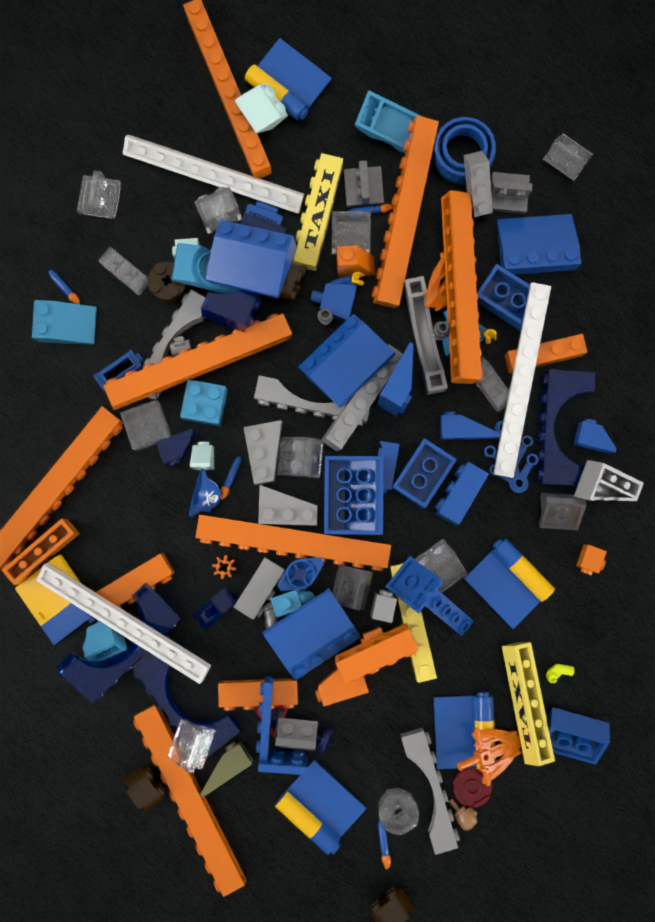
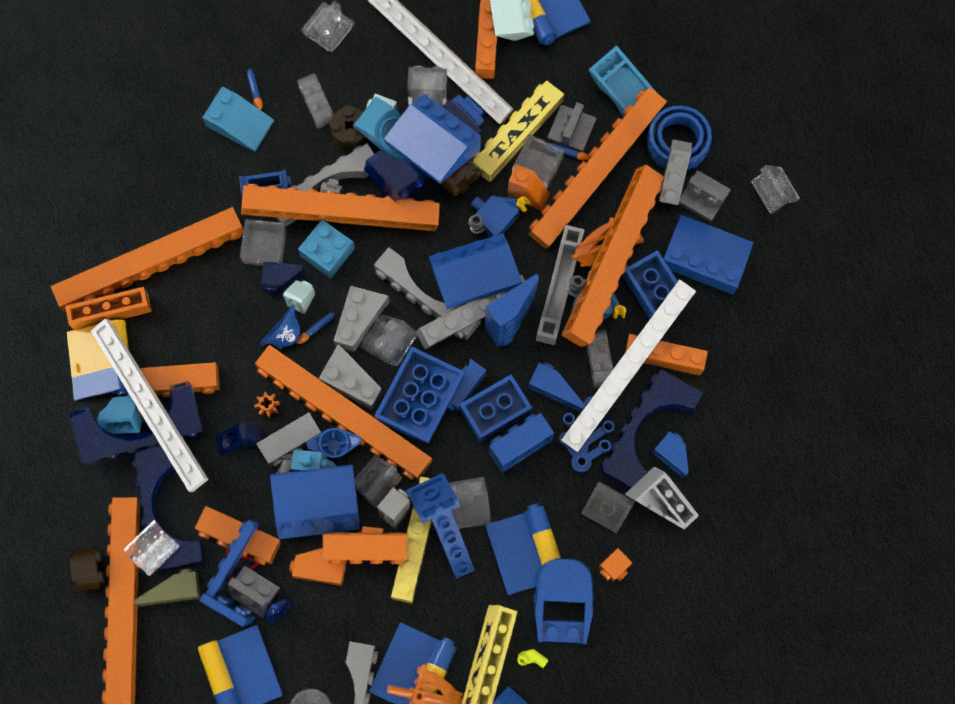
camera: 20 degrees right, 10 degrees down
(557, 598) = (564, 582): none -> blue slope

